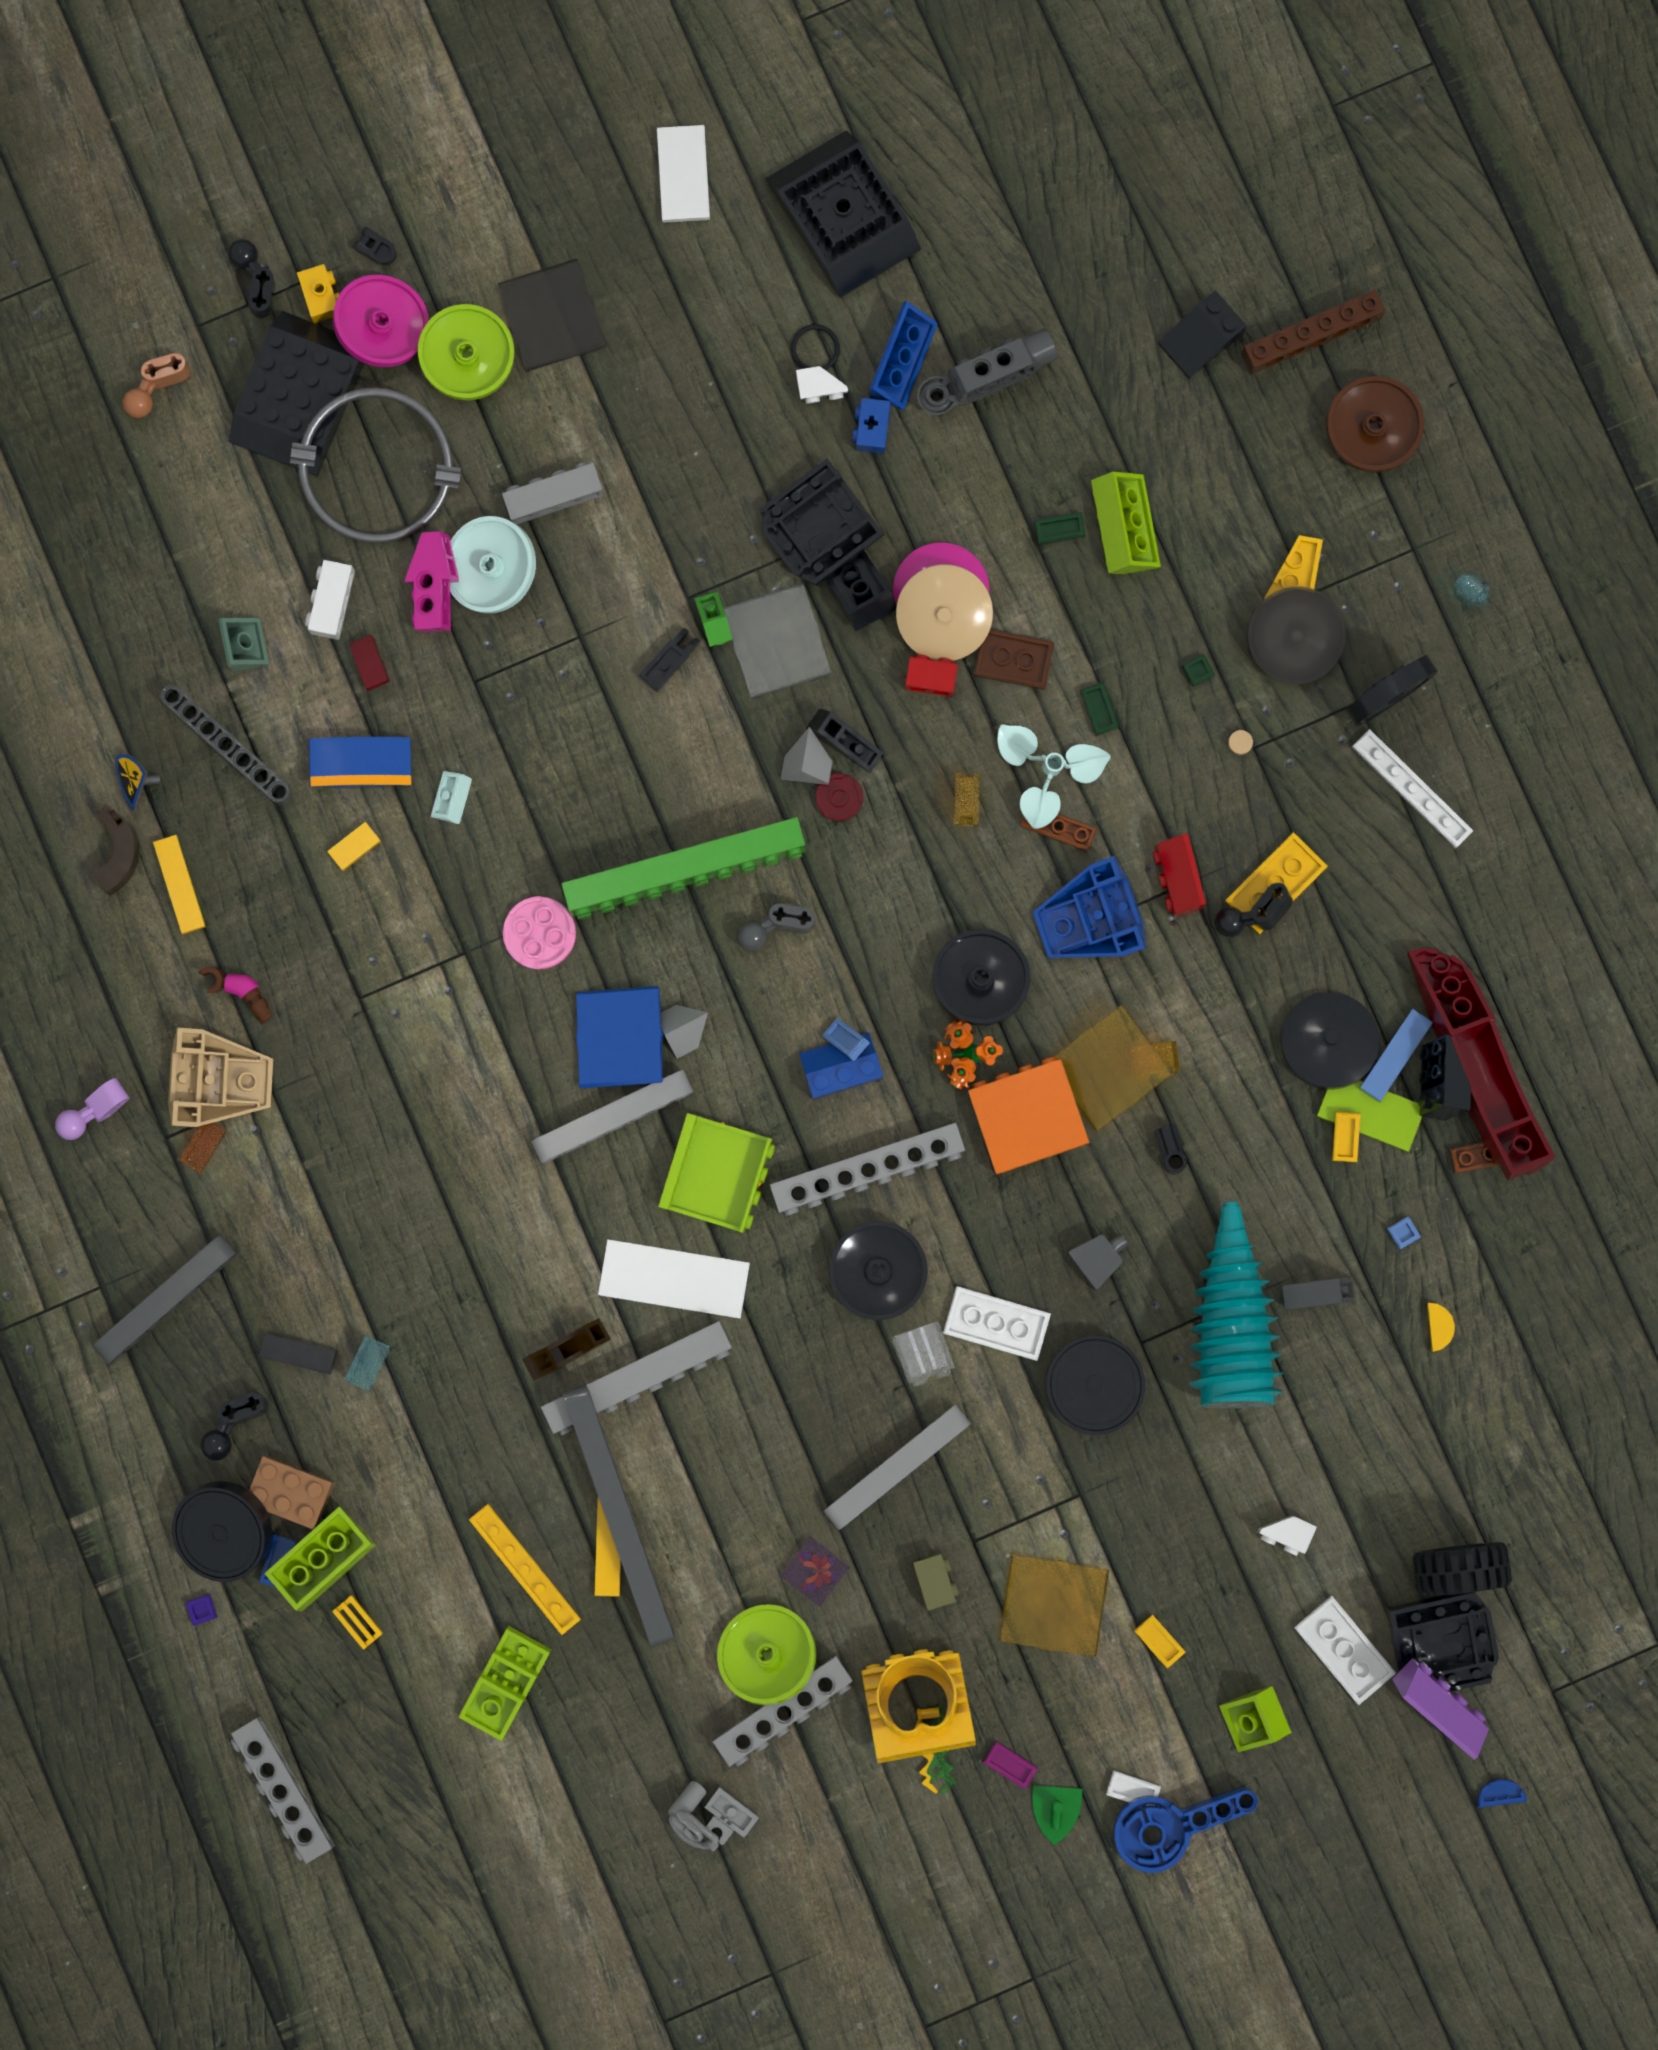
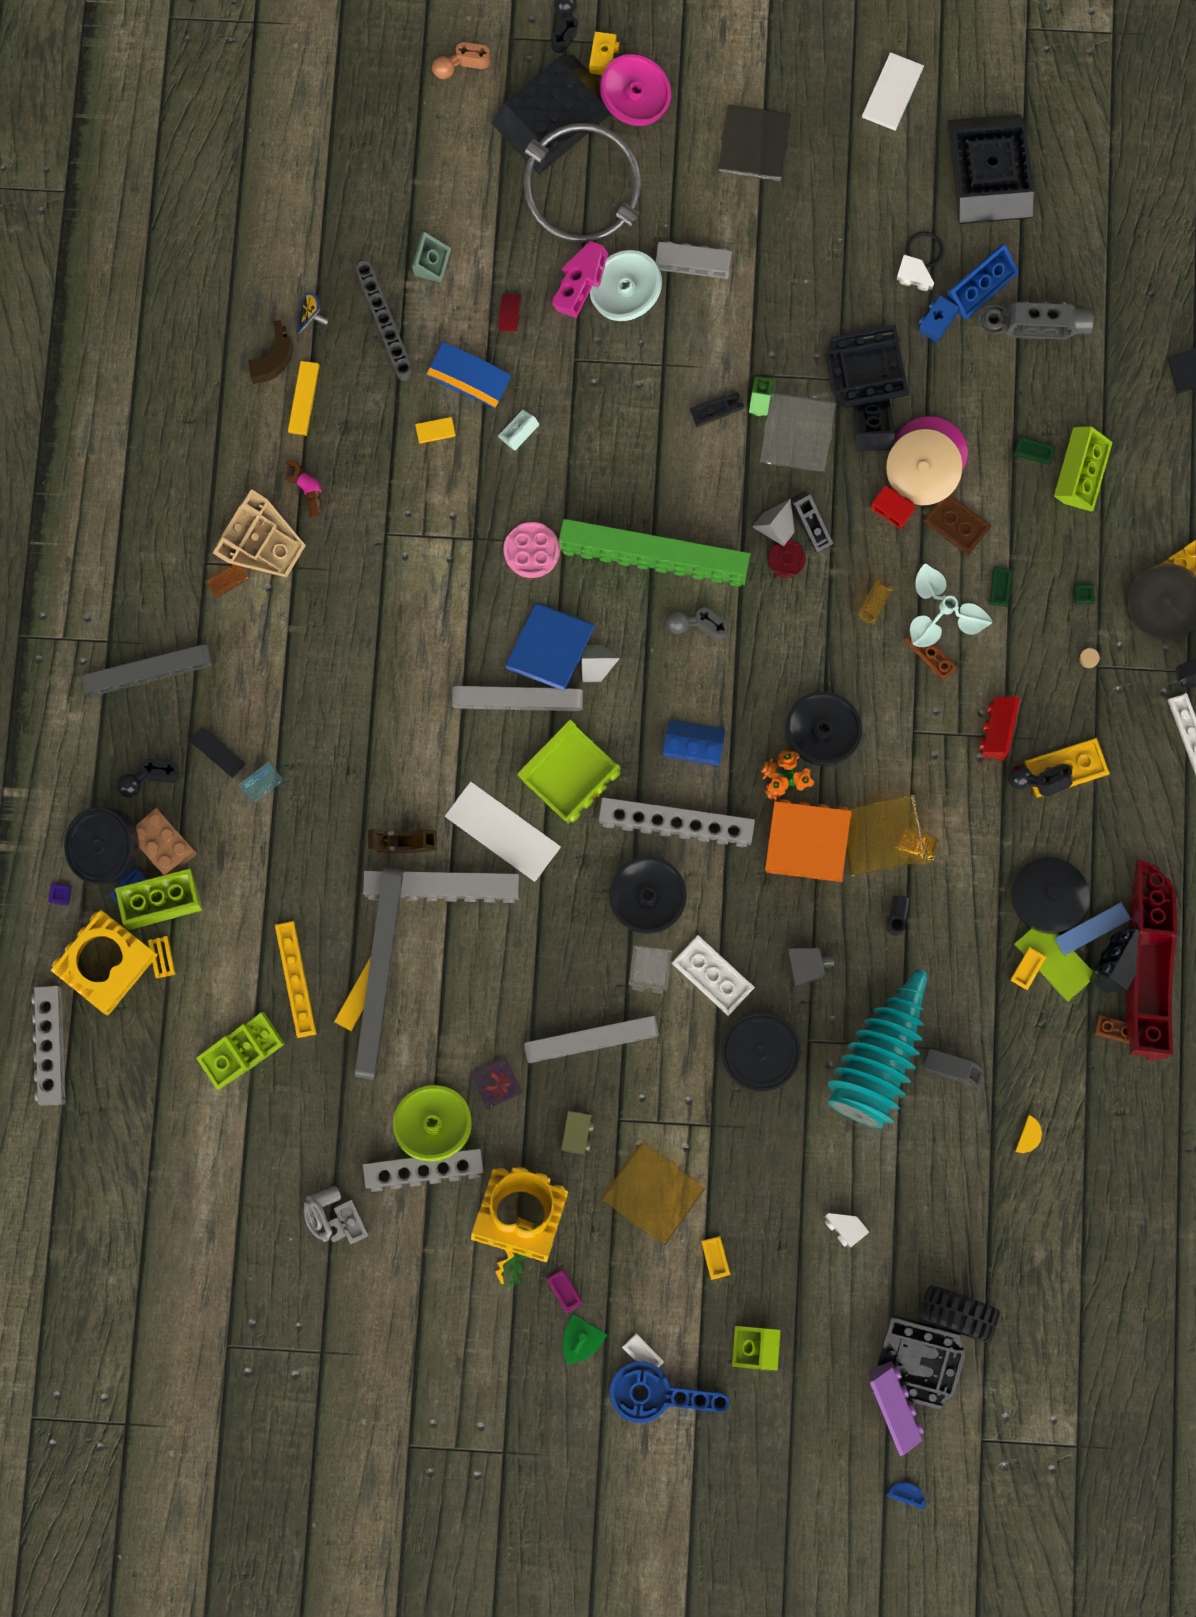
camera: 30 degrees right, 5 degrees down
(100, 1105) = (173, 518): lavender beam -> none
(330, 599) = (505, 258): white brick -> none
(332, 1643) = (122, 977): none -> yellow hose
(383, 250) = (660, 46): black plate -> none
(466, 352) = (682, 137): lime dish -> none
(845, 1039) = (706, 724): medium blue tile -> none
(1092, 915) = (924, 724): blue wedge -> none
(1344, 1650) = (845, 1332): white tile -> none
(1403, 1232) = (1036, 1057): medium blue tile -> none

